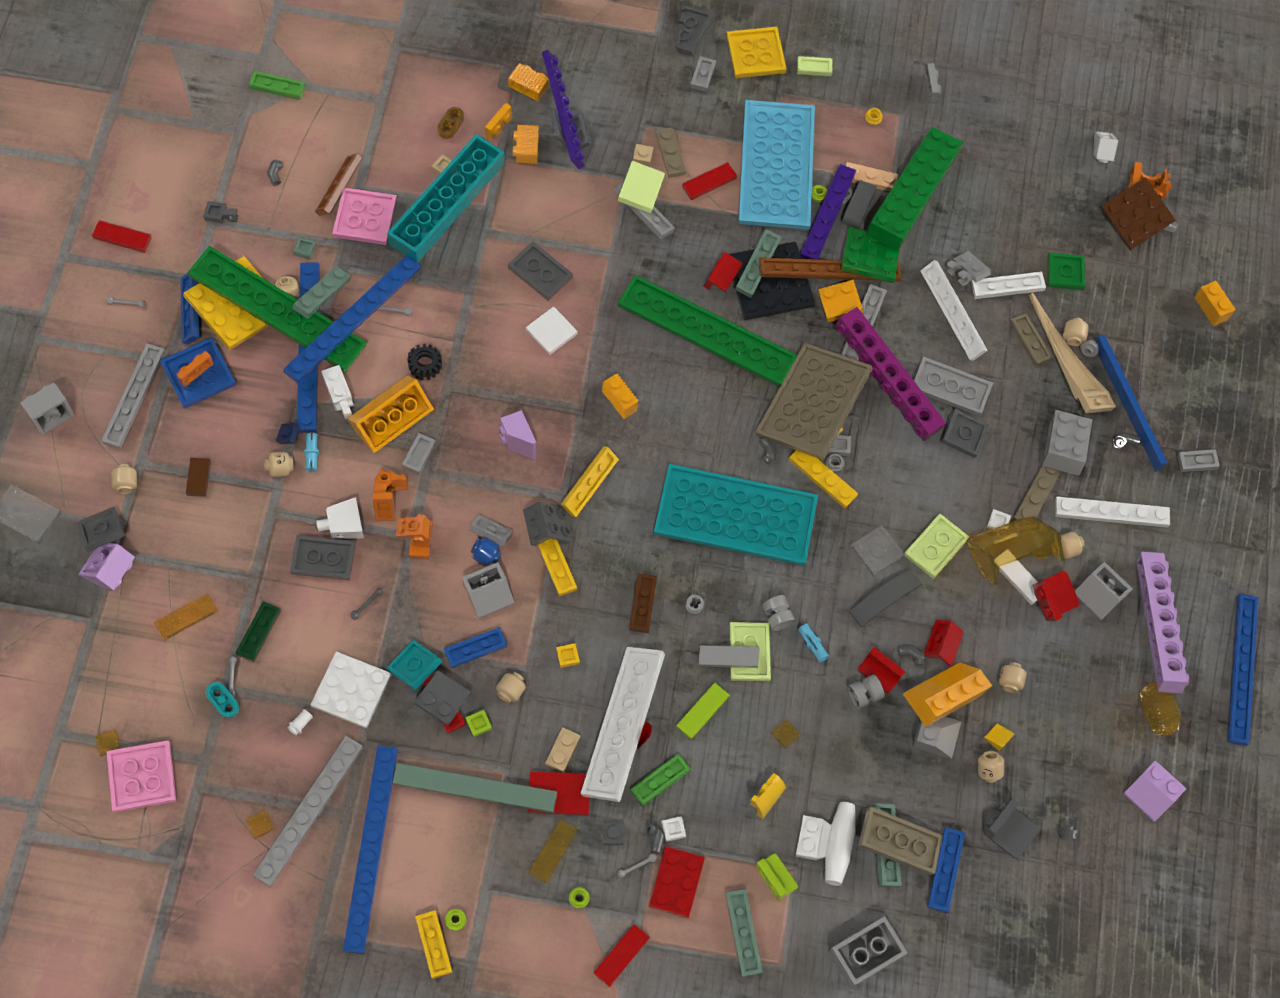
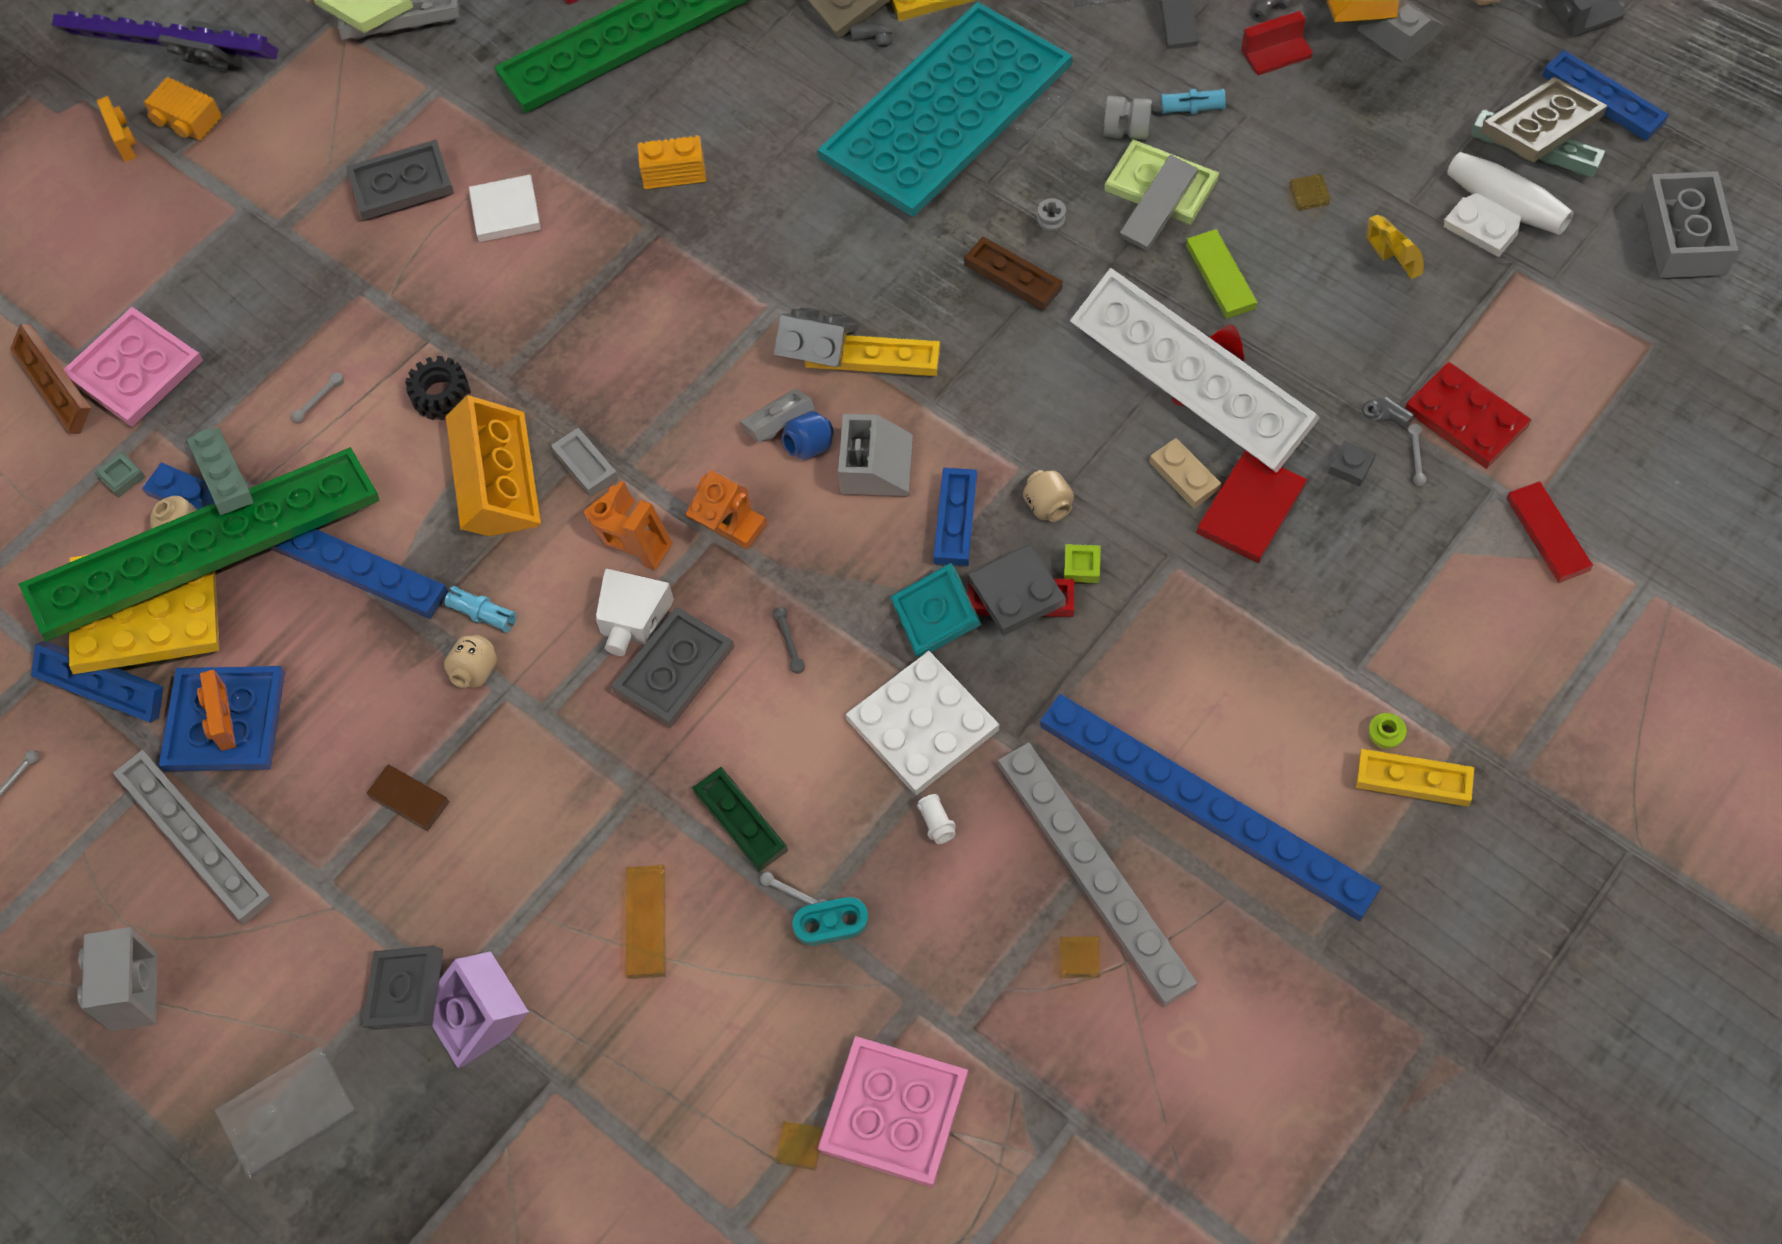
camera: 50 degrees left, 5 degrees down
(124, 479) = (334, 914): tan head -> none
(288, 433) = (425, 628): dark blue plate -> none
(338, 390) = (404, 522): white hinge -> none
(351, 319) = (299, 450): blue plate -> none
(441, 164) = (133, 228): tan plate -> none
(446, 198) = (191, 243): teal brick -> none
(449, 124) = (67, 190): pearl gold plate -> none
(475, 788) = (1184, 613): sand green tile -> none
(517, 435) = (652, 307): lavender slope -> none
(528, 82) = (84, 65): light orange brick -> none
(553, 851) = (1340, 553): clear yellow tile -> none
(568, 655) = (1039, 401): yellow plate -> none
(579, 891) = (1432, 539): lime plate -> none
(589, 481) = (781, 258): yellow plate -> none
(660, 780) = (1298, 366): bright green tile -> none
(673, 829) = (1383, 383): white tile -> none
(743, 933) = (1588, 363): sand green plate -> none
(776, 876) = (1520, 292): lime panel -> none
(867, 691) = (1301, 70): light grey wheel -> none

